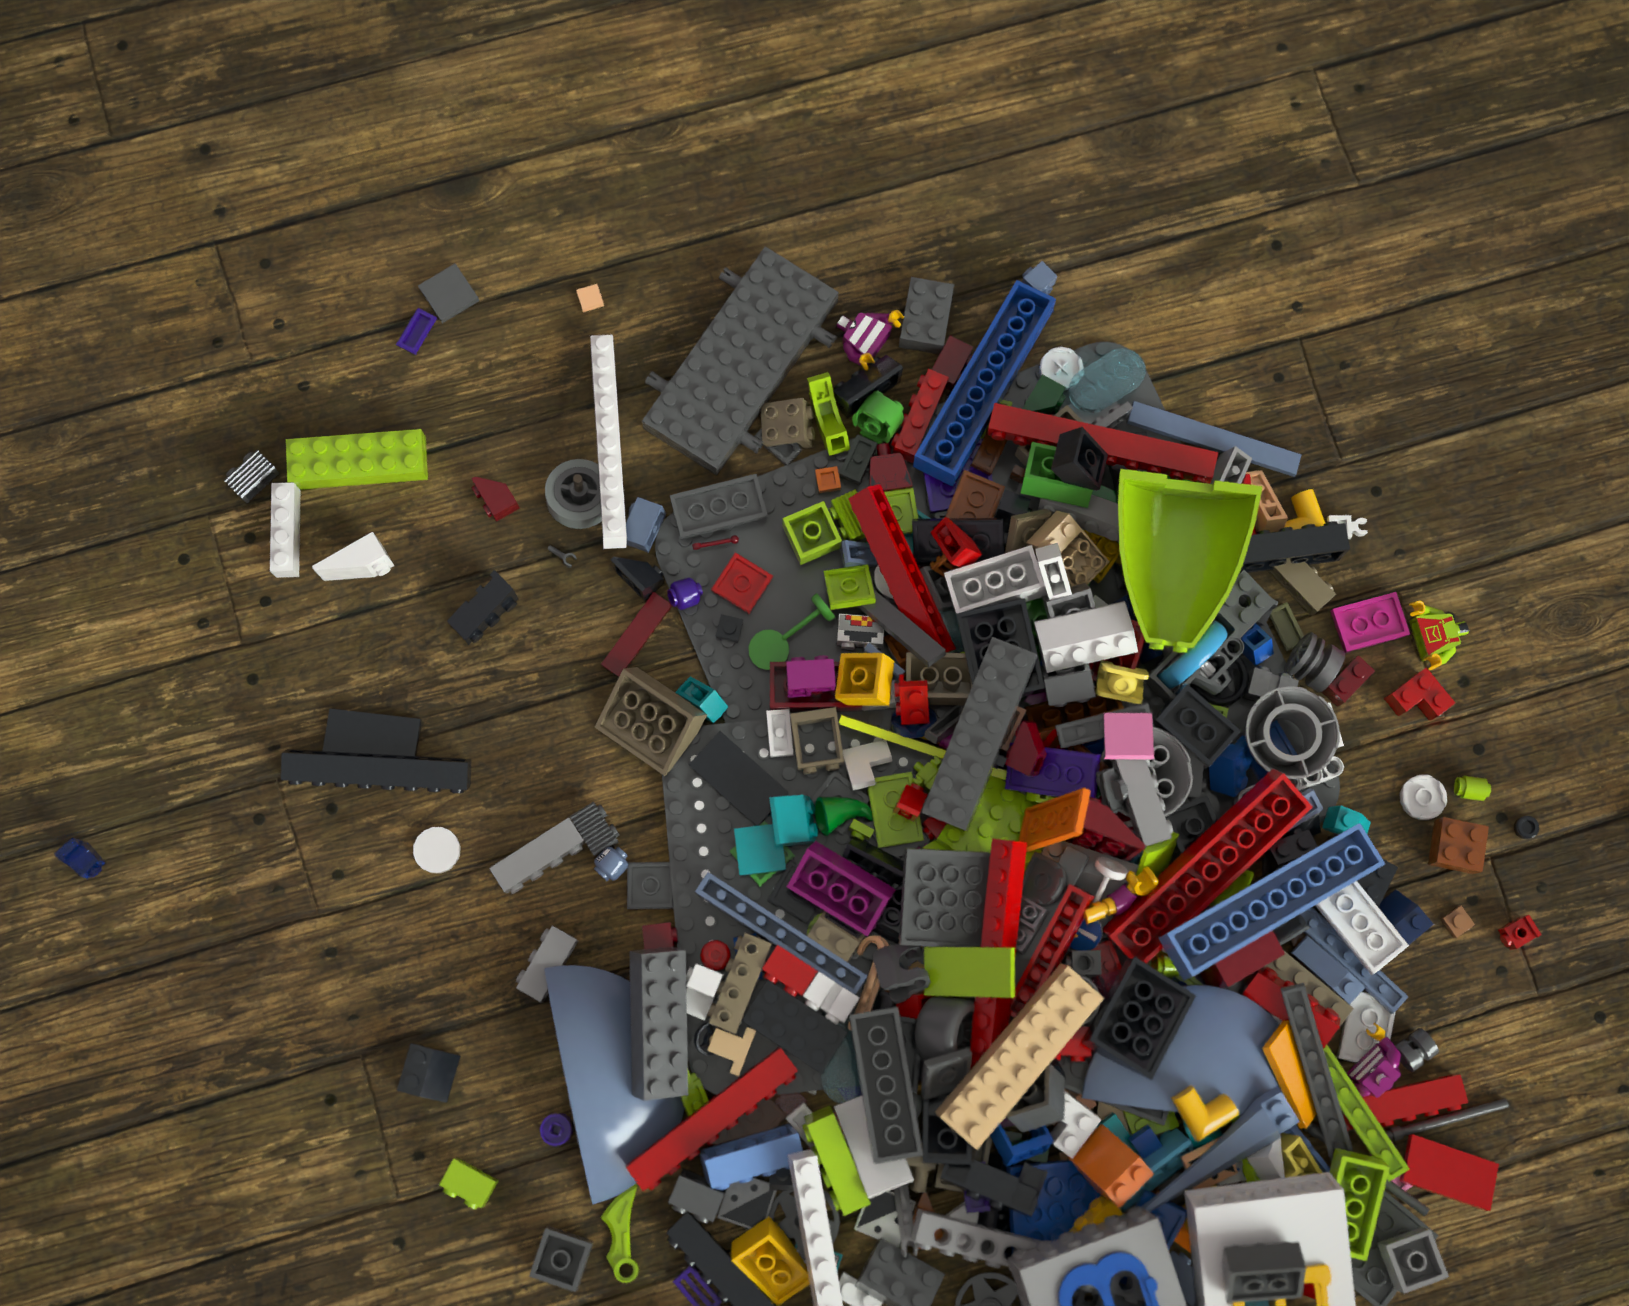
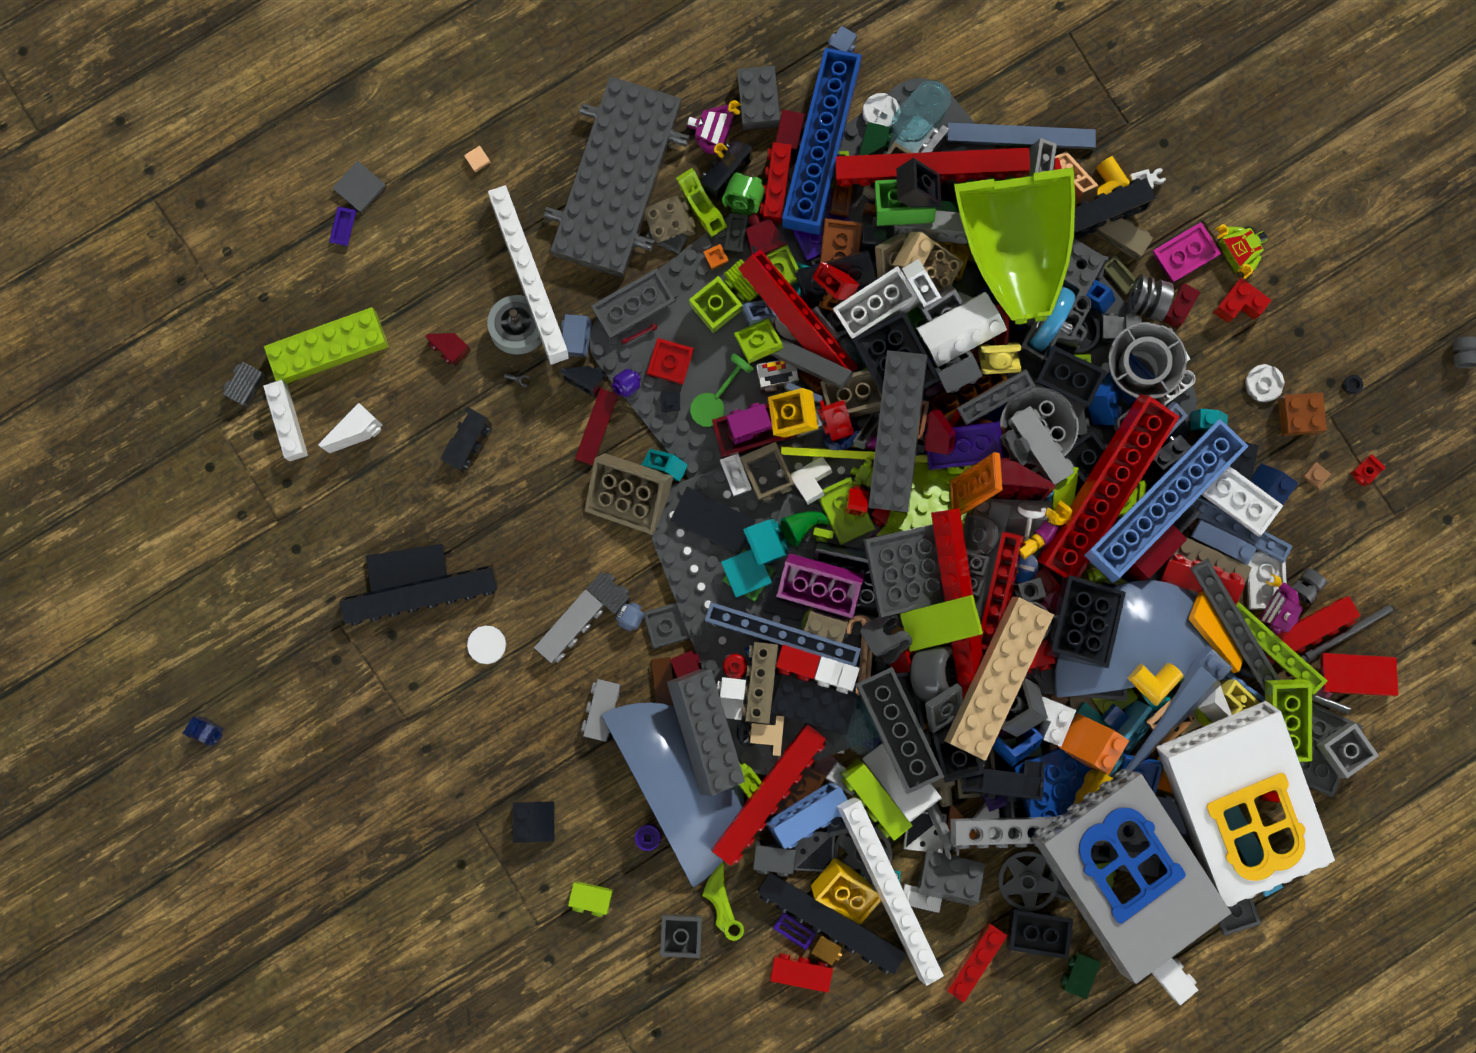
camera: 10 degrees left, 5 degrees up
(629, 940) = (662, 674): none -> reddish brown tile
(1128, 736) = (1018, 400): bright pink tile -> none
(1263, 1272) = (1234, 792): dark grey slope -> none
(1472, 788) = (1301, 365): lime brick -> none

